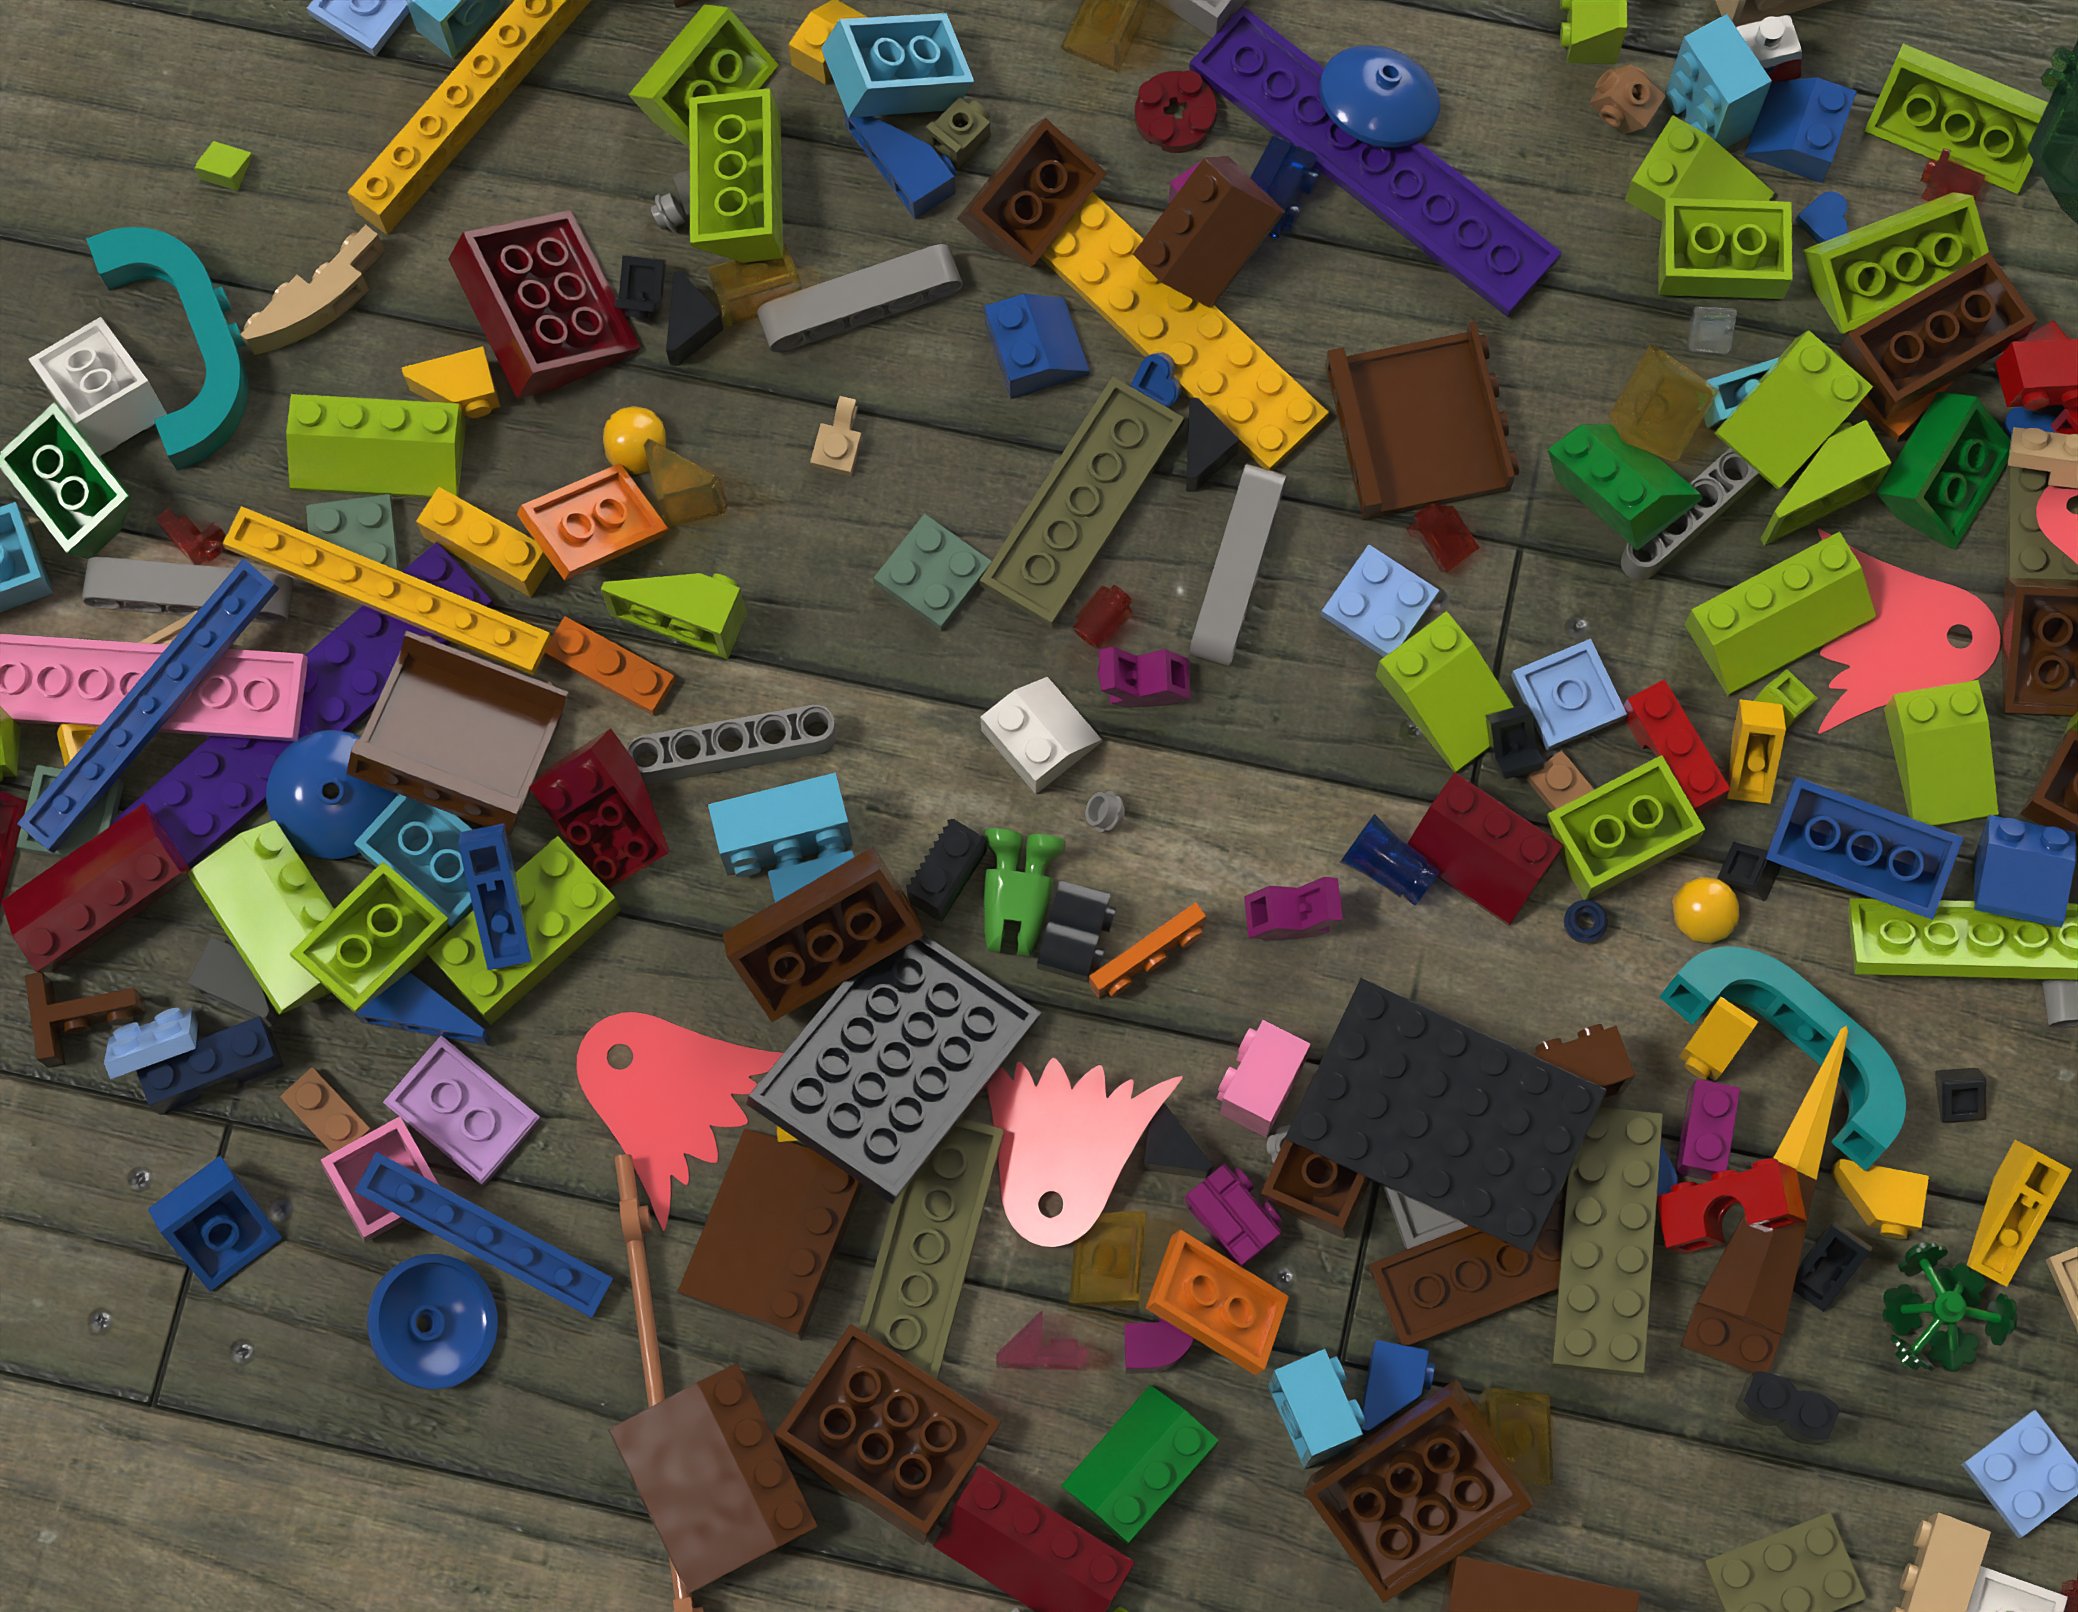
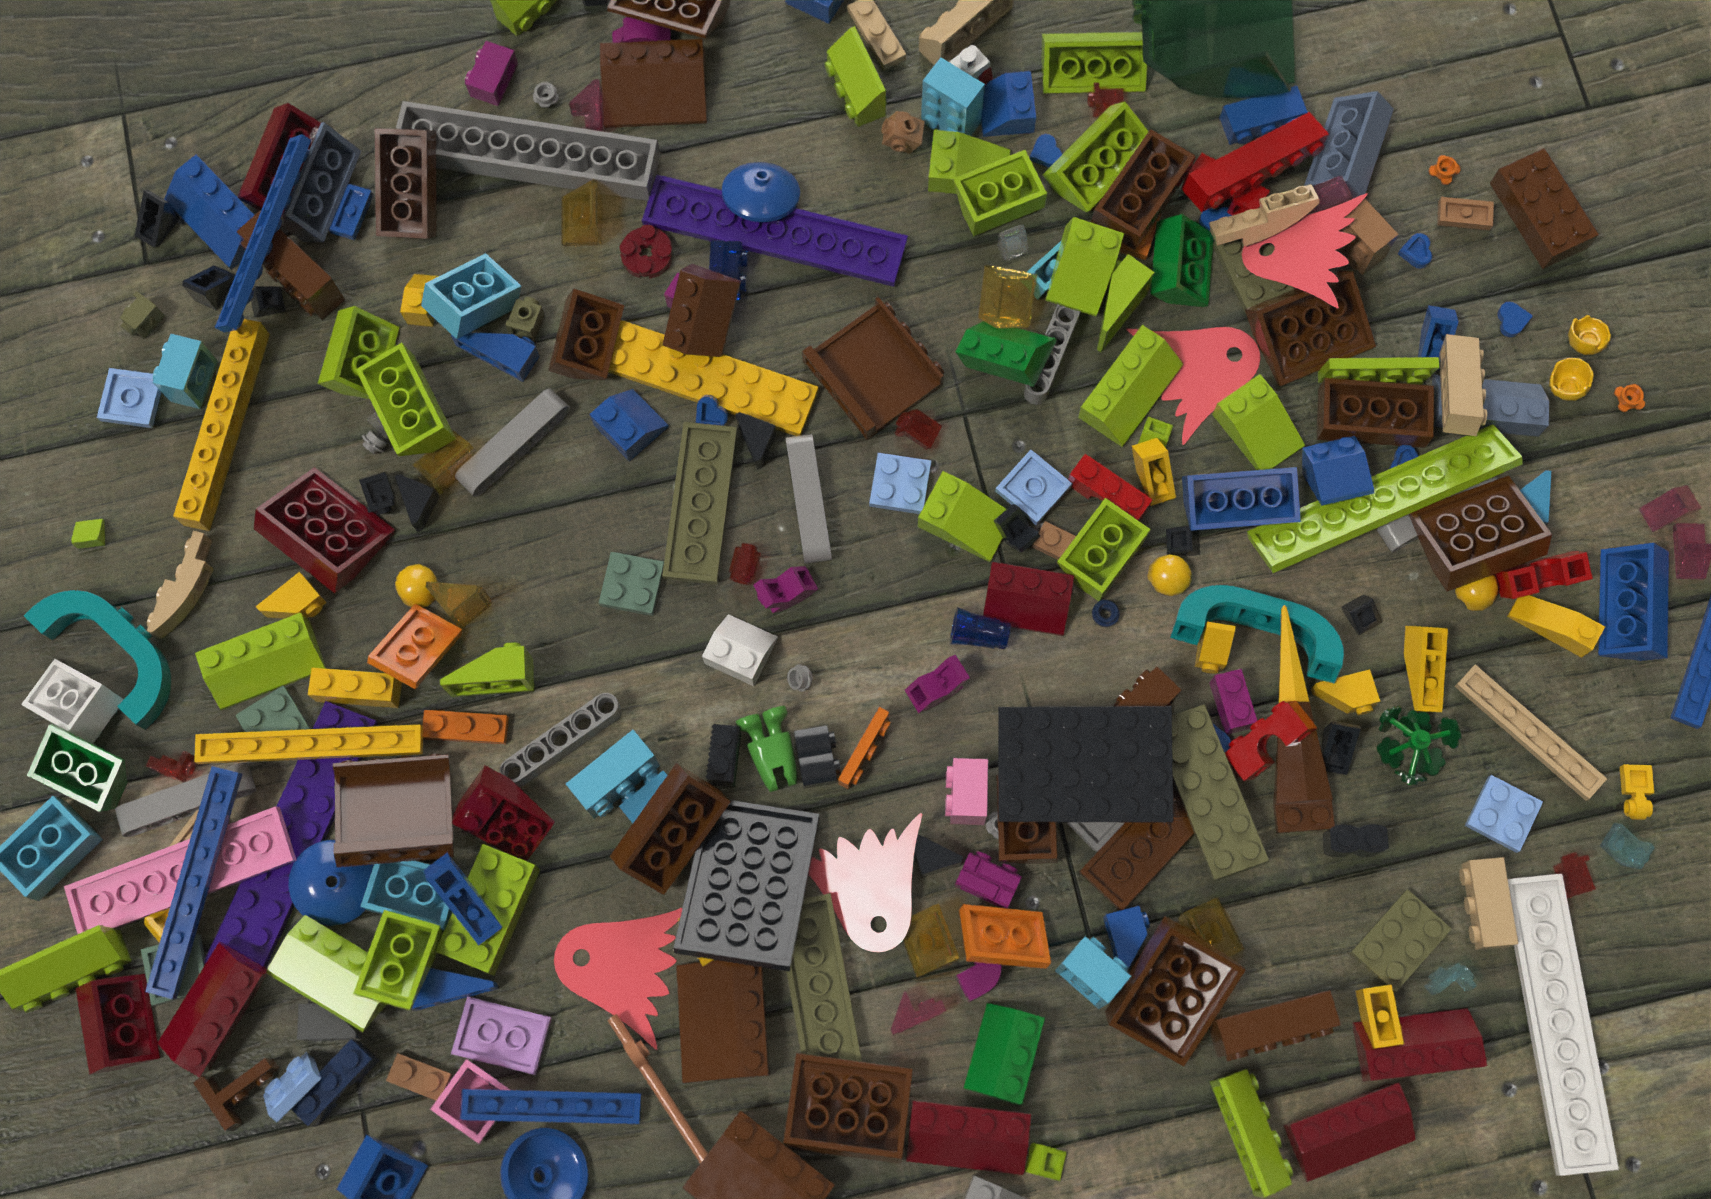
camera: 25 degrees left, 0 degrees up
(838, 445) = (540, 534): tan plate -> none

